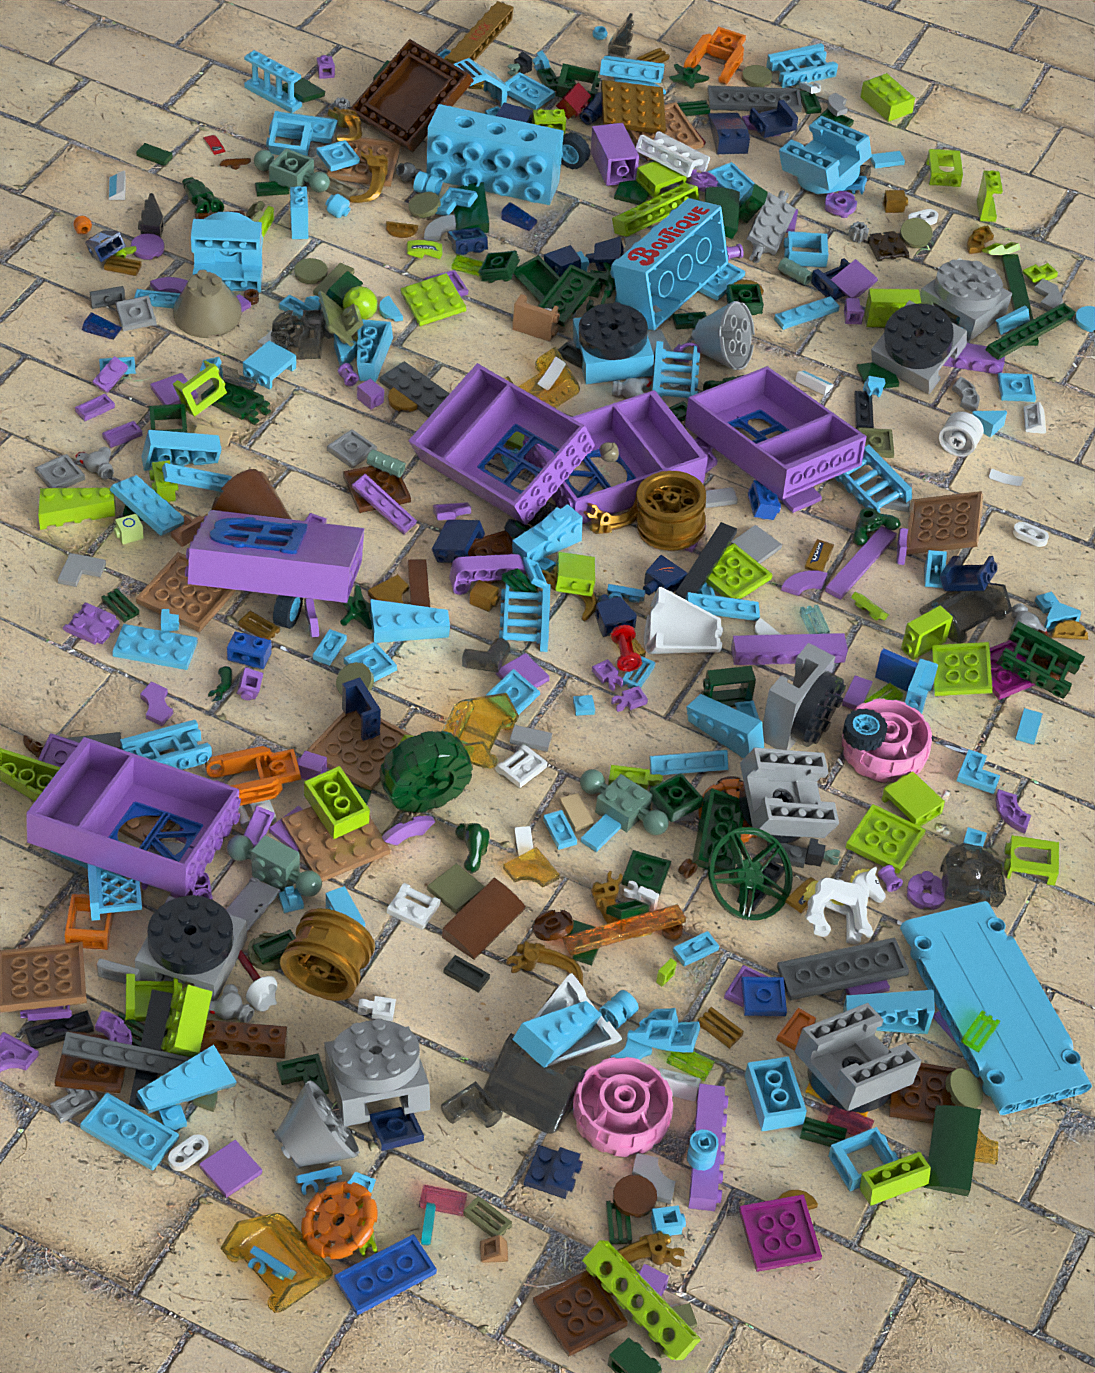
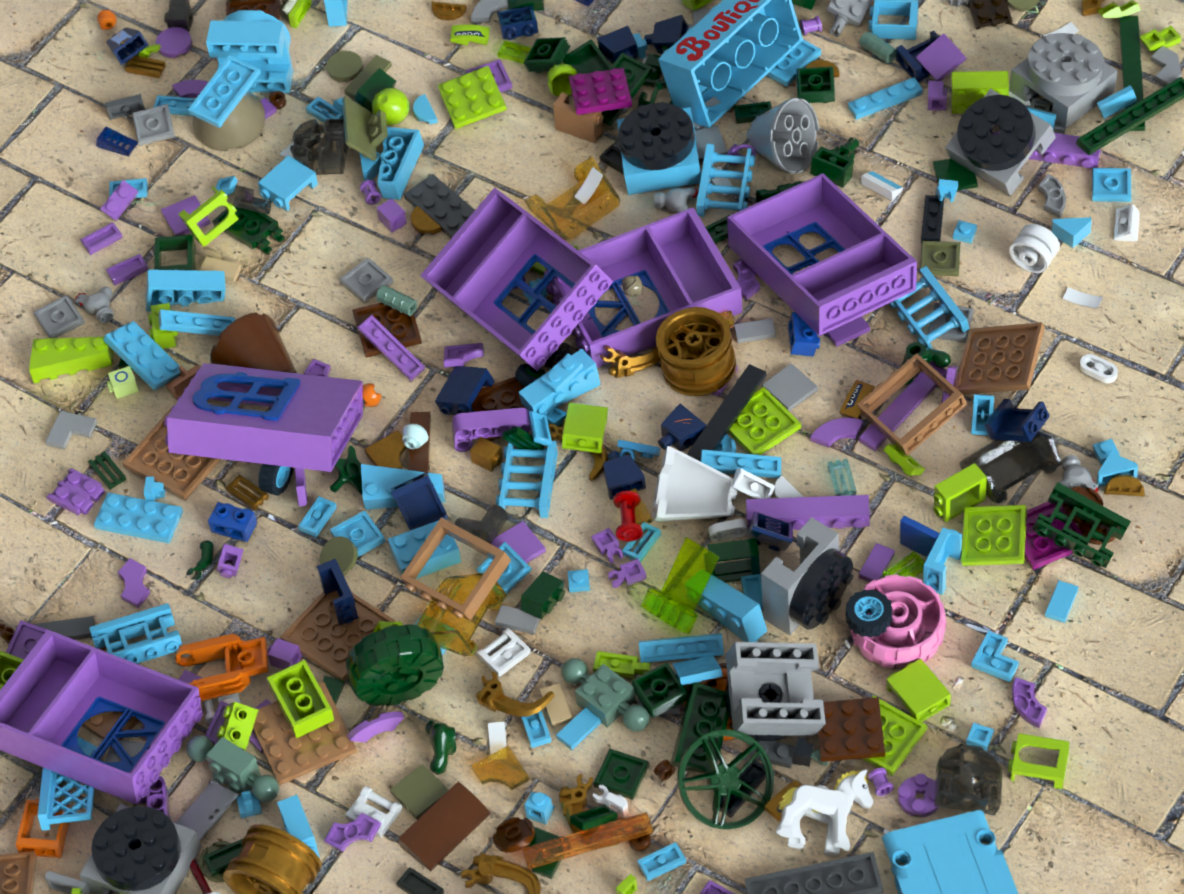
camera: 15 degrees right, 5 degrees up
(209, 279) = (224, 91): none -> medium azure plate
(276, 823) = (239, 723): none -> lime brick
(370, 546) = (370, 396): none -> orange piece
(405, 920) = (343, 835): none -> medium lavender tile
(416, 577) = (414, 436): none -> light aqua cone
(429, 635) = (419, 501): none -> dark blue panel
(436, 677) = (406, 545): none -> medium azure brick
(486, 663) = (482, 588): none -> medium nougat window
(516, 284) = (559, 79): none -> lime hair
(518, 806) = (493, 698): none -> pearl gold piece
(553, 716) = (542, 595): none -> dark green brick
(556, 294) = (600, 91): none -> magenta plate
(574, 895) = (540, 803): none -> medium azure brick
(687, 707) = (682, 587): none -> clear neon green piece
(711, 779) = (697, 670): none -> medium azure tile
(717, 661) = (727, 530): none -> white beam
(735, 623) = (752, 485): none -> white slope
(762, 663) = (770, 531): none -> dark blue slope
(776, 359) = (835, 163): none -> dark green brick
(859, 834) = (851, 730): none -> reddish brown plate
(892, 574) = (931, 422): none -> medium nougat window
(894, 421) = (964, 231): none -> medium azure plate

